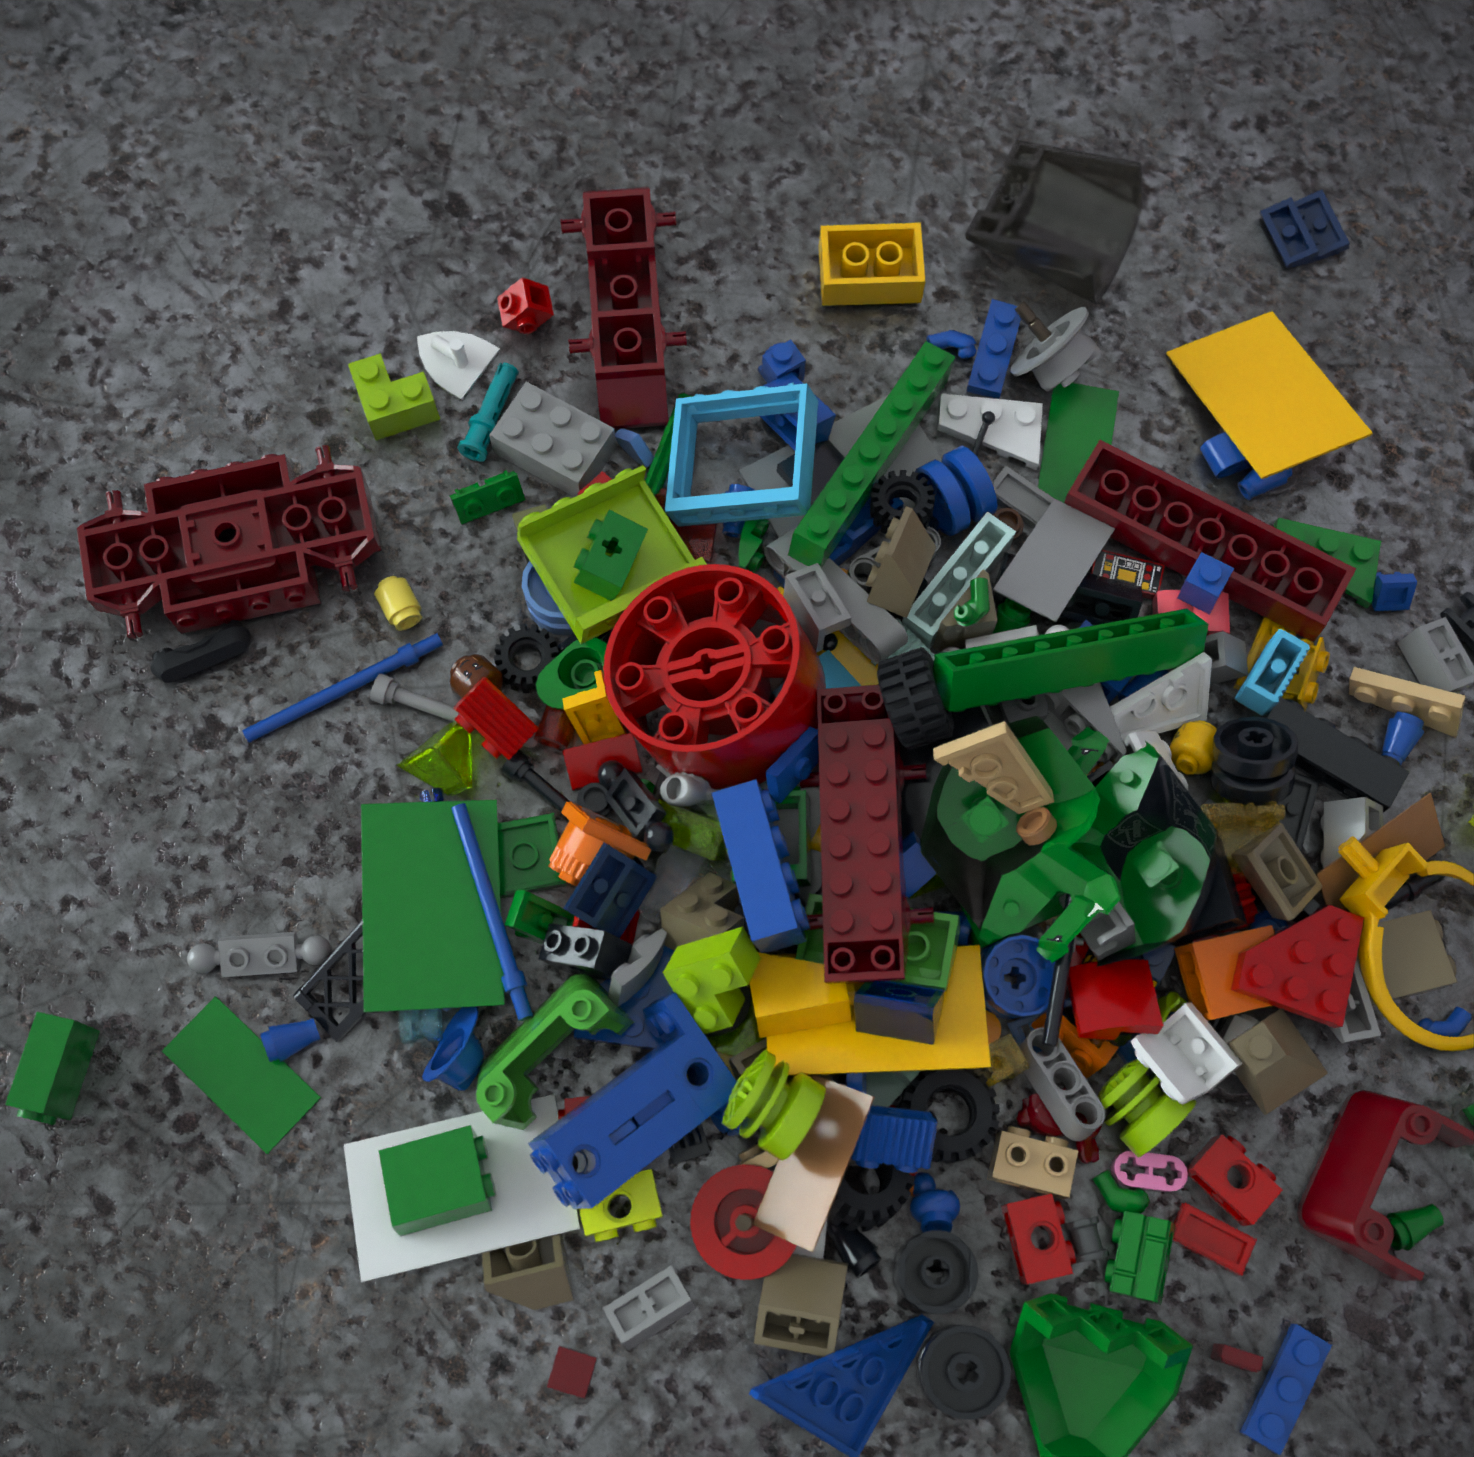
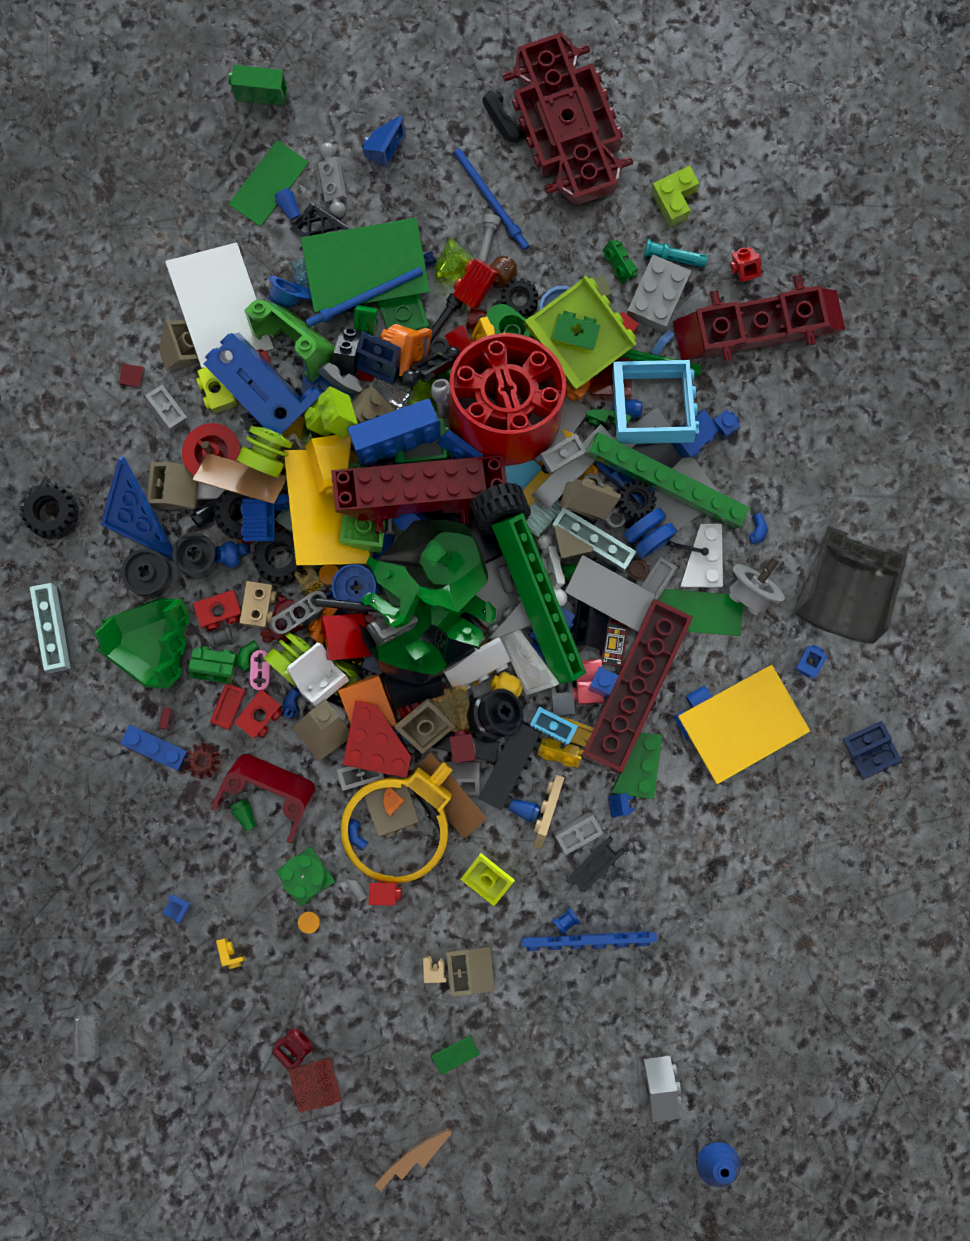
camera: 90 degrees right, 10 degrees up
(208, 854) = (384, 141): none -> blue slope
(398, 602) = (545, 220): light yellow brick -> none
(436, 1180) = (219, 290): green brick -> none
(455, 359) = (710, 230): white shield -> none
(871, 264) = (803, 471): yellow brick -> none
(898, 1011) = (324, 521): slope -> none
(977, 606) = (566, 543): green arm -> none
(994, 350) = (757, 555): blue plate -> none
(1000, 765) = (462, 552): tan wing -> none
(1036, 826) = (434, 583): medium nougat tile -> none
(1170, 291) = (819, 658): none -> blue brick
(1213, 1121) = (290, 703): none -> blue arm
(1315, 817) = (463, 746): none -> dark red brick
(1331, 1295) = (195, 758): none -> clear red gear
(1400, 950) = (392, 801): none -> orange tile

